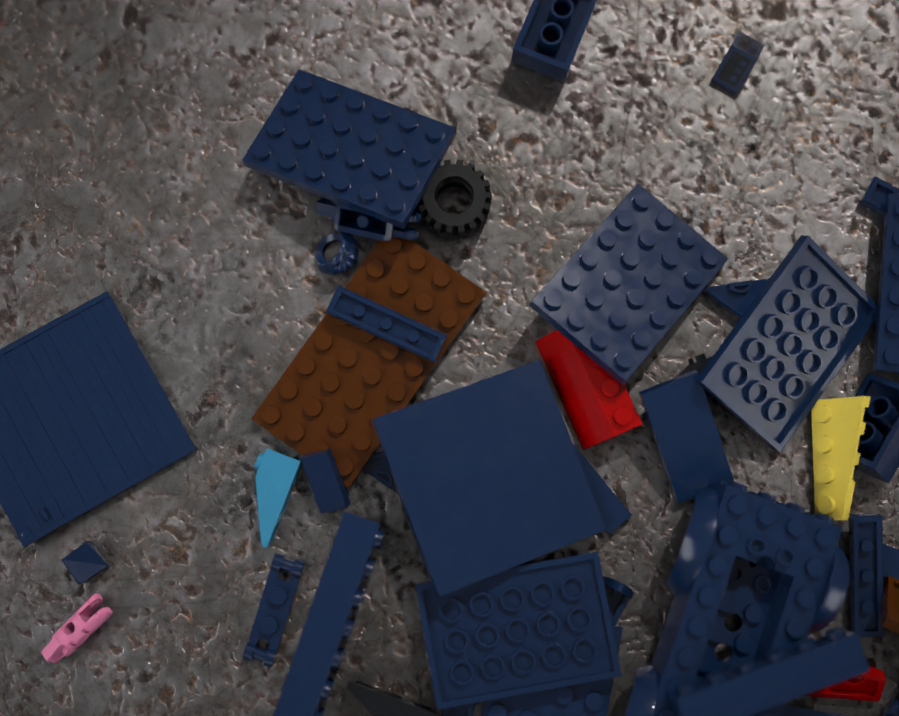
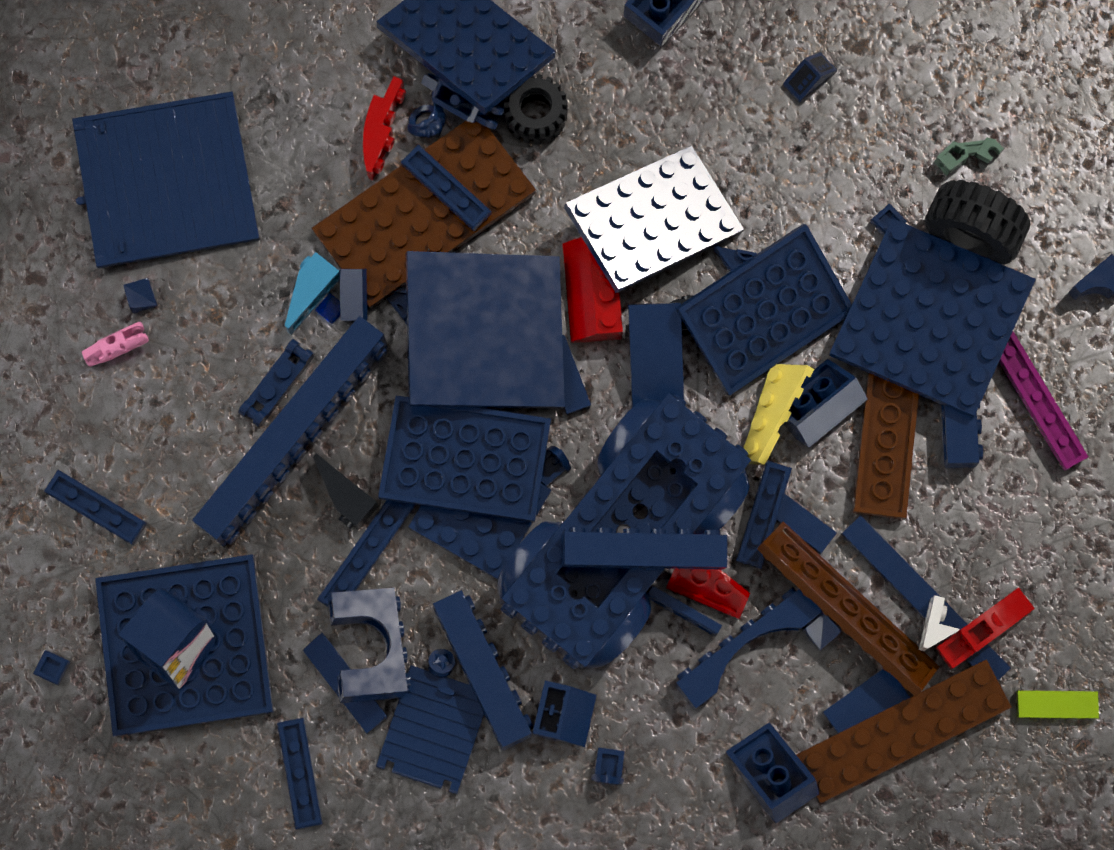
camera: 20 degrees right, 5 degrees down
(287, 289) = (377, 135): none -> red slope
(303, 502) = (329, 308): none -> clear blue piece

